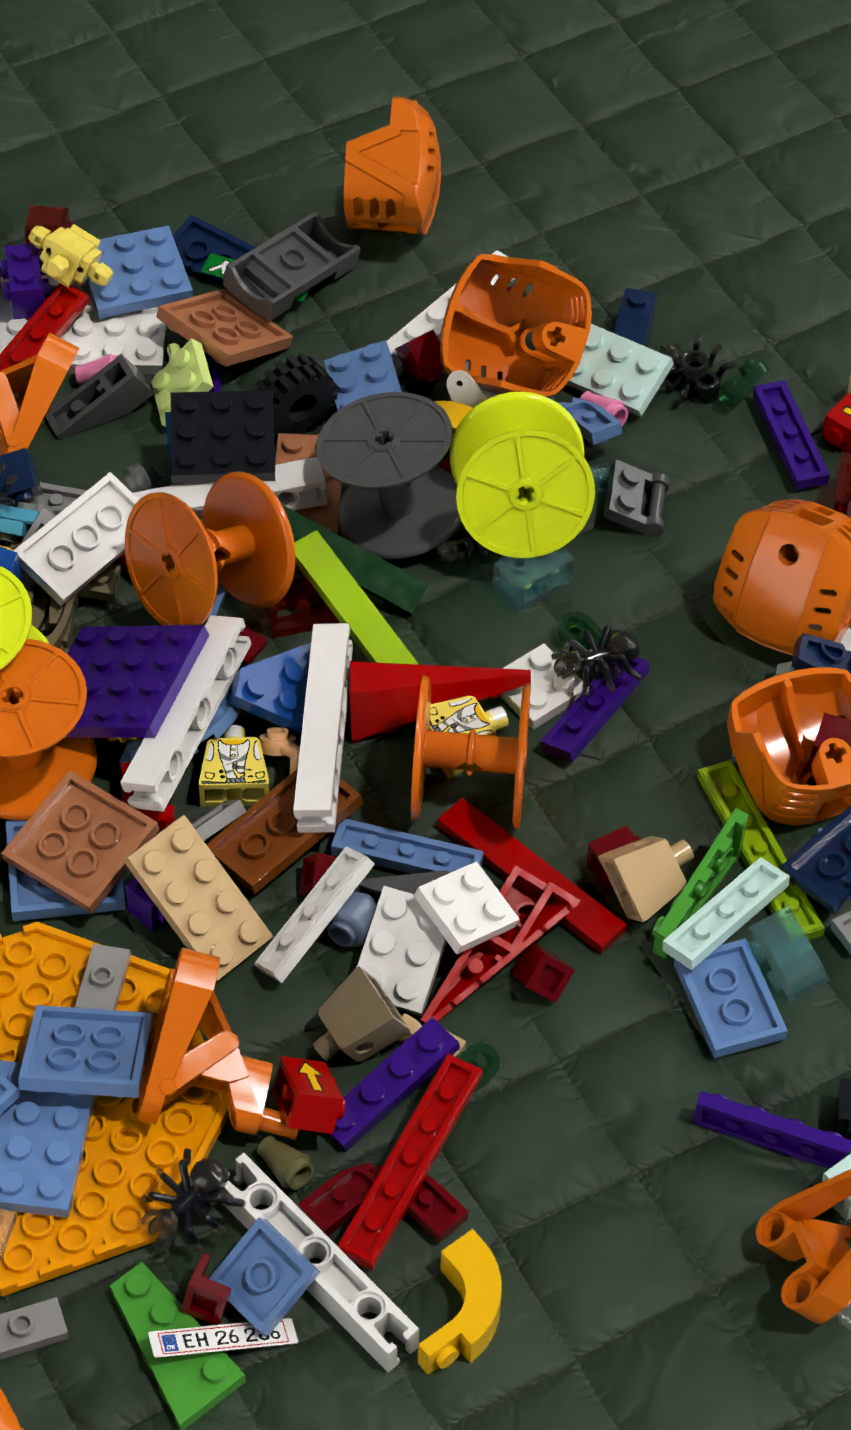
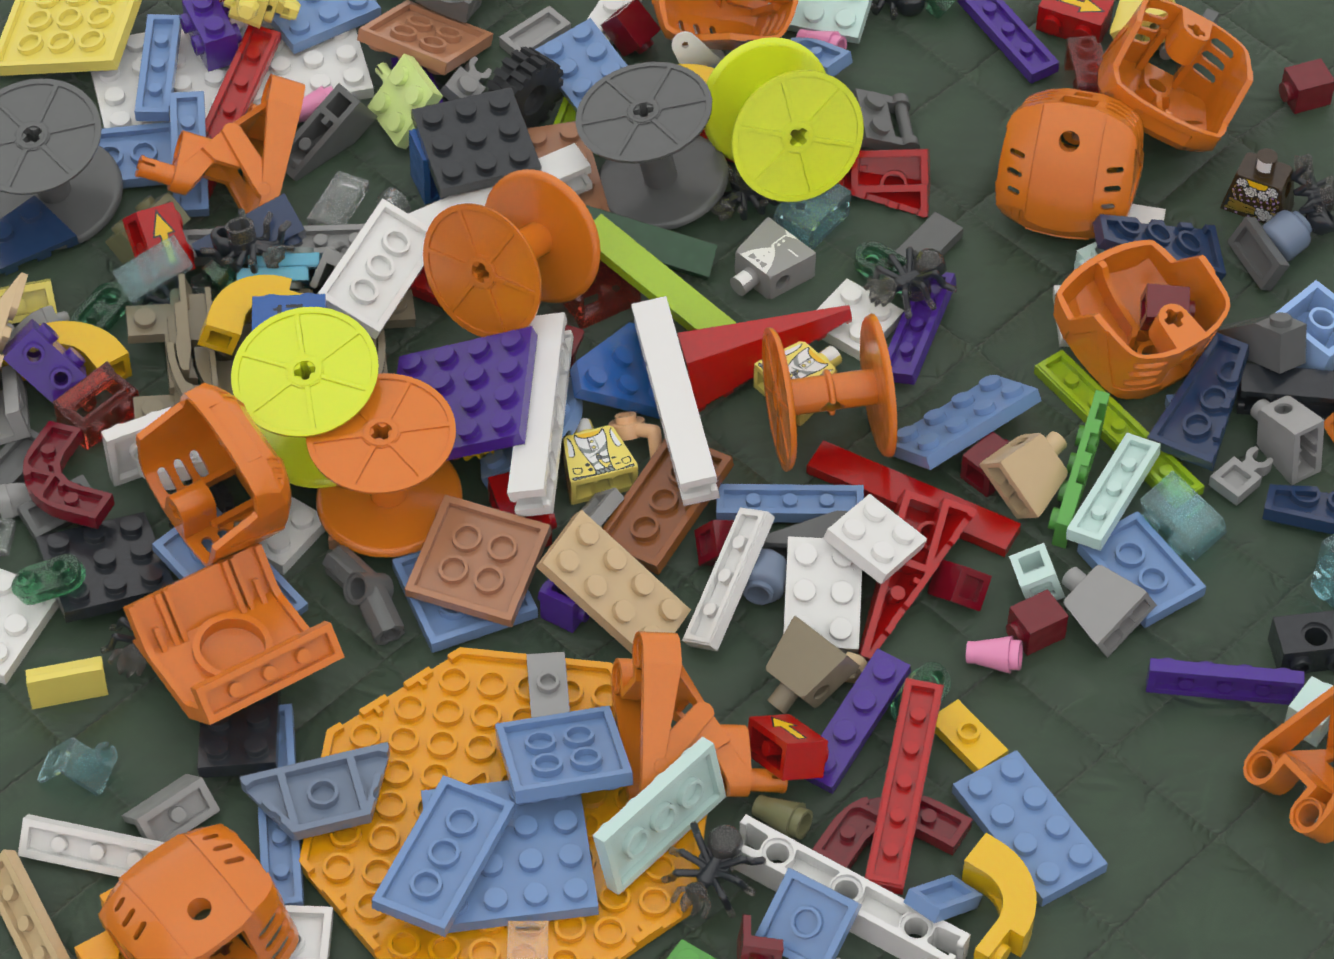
camera: 15 degrees left, 0 degrees up
(90, 466) = (339, 200): none -> clear plate
(153, 1134) = (659, 815): none -> light aqua plate
(245, 376) = (465, 82): none -> light grey plate
(334, 342) = (535, 31): none -> light grey tile
(407, 1285) = (943, 898): none -> medium blue tile
(475, 611) = (772, 261): none -> light grey torso
(497, 1128) = (968, 737): none -> yellow plate
(525, 1233) = (1024, 815): none -> medium blue plate
(556, 1050) = (997, 653): none -> bright pink cone
(602, 809) = (964, 420): none -> medium blue plate
(604, 1027) = (1037, 622): none -> dark red brick
(621, 981) = (1036, 572): none -> light aqua brick
(622, 553) = (892, 178): none -> red wedge
(645, 621) = (934, 233): none -> dark grey tile
(676, 1028) = (1106, 605): none -> light grey torso

